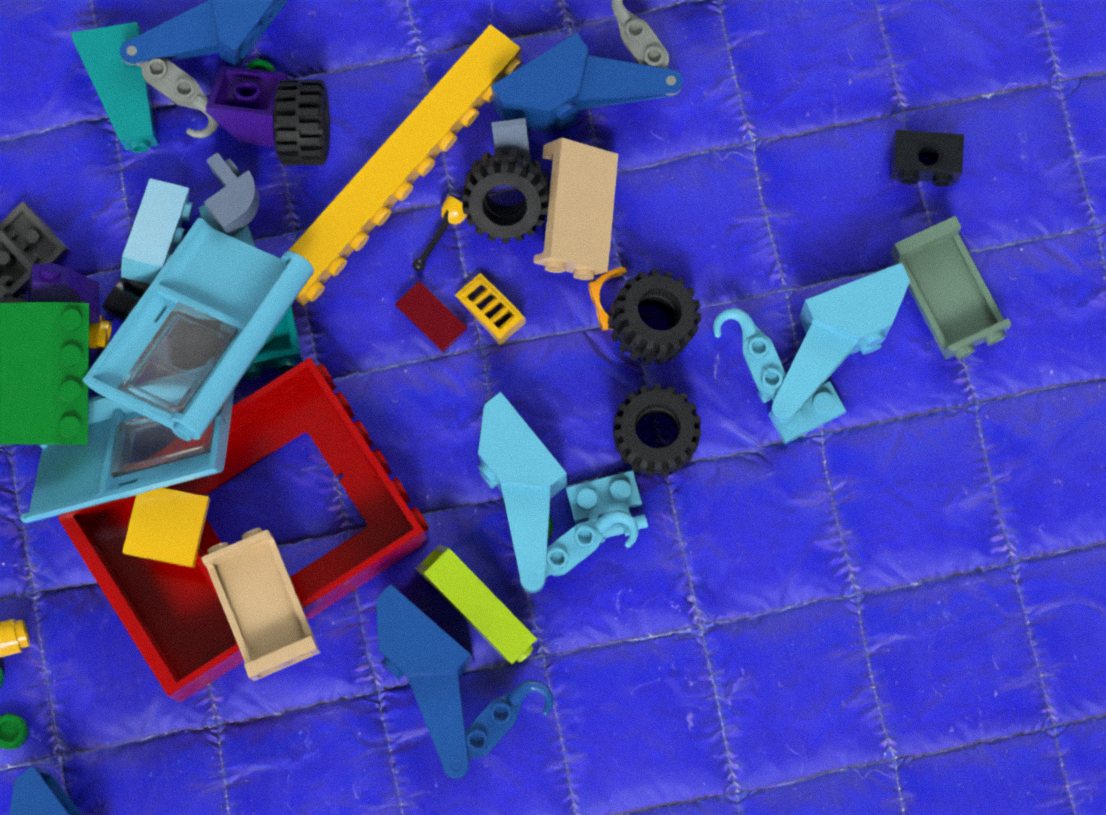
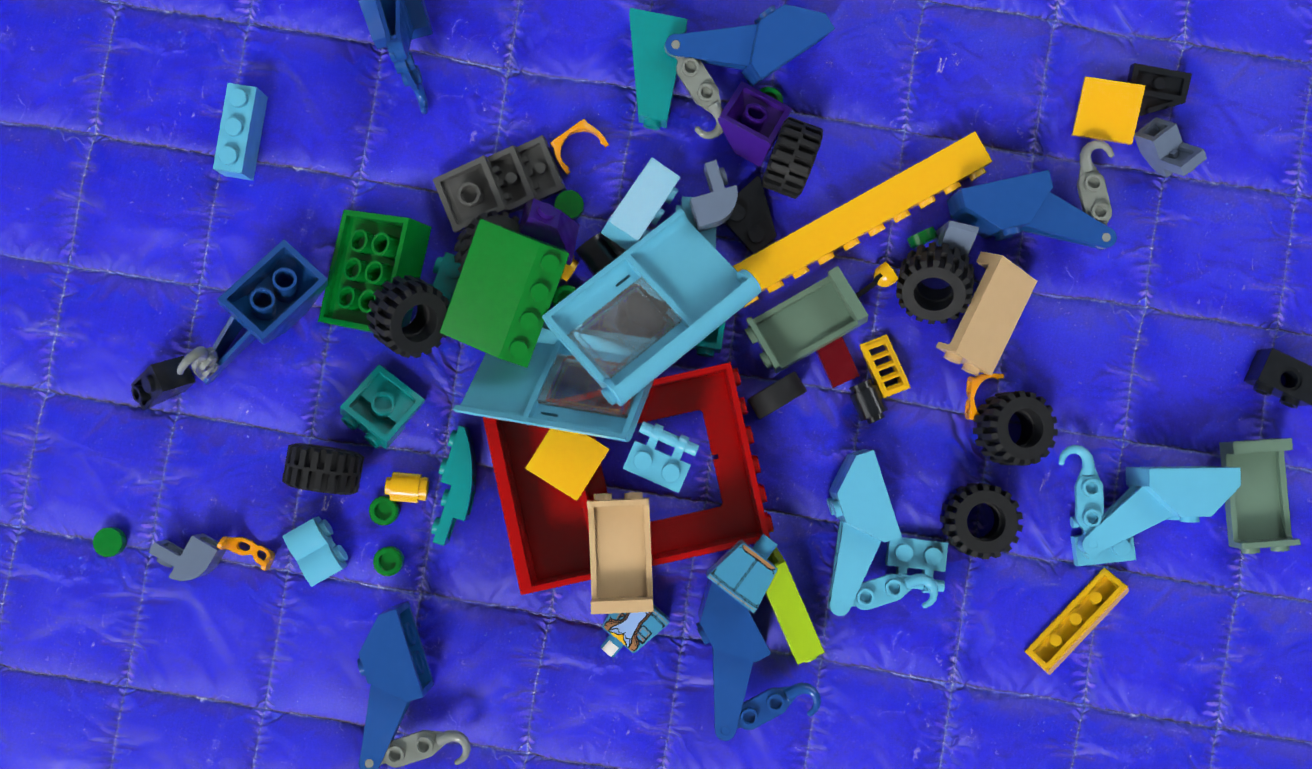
camera: 20 degrees right, 10 degrees up
(57, 600) = (459, 472): none -> teal slope
(61, 178) = (581, 126): none -> light orange cap
(81, 261) = (570, 203): none -> green tile
(267, 495) = (657, 465): none -> medium azure plate
(284, 203) = (752, 218): none -> black wing
(310, 693) = (632, 630): none -> torso
(380, 379) = (777, 395): none -> black tyre
(385, 291) = (807, 321): none -> sand green panel
(405, 570) = (745, 571): none -> dark azure torso
(476, 153) = (922, 237): none -> green tile
(485, 350) = (868, 401): none -> black brick
(811, 504) = (1077, 621): none -> yellow slope

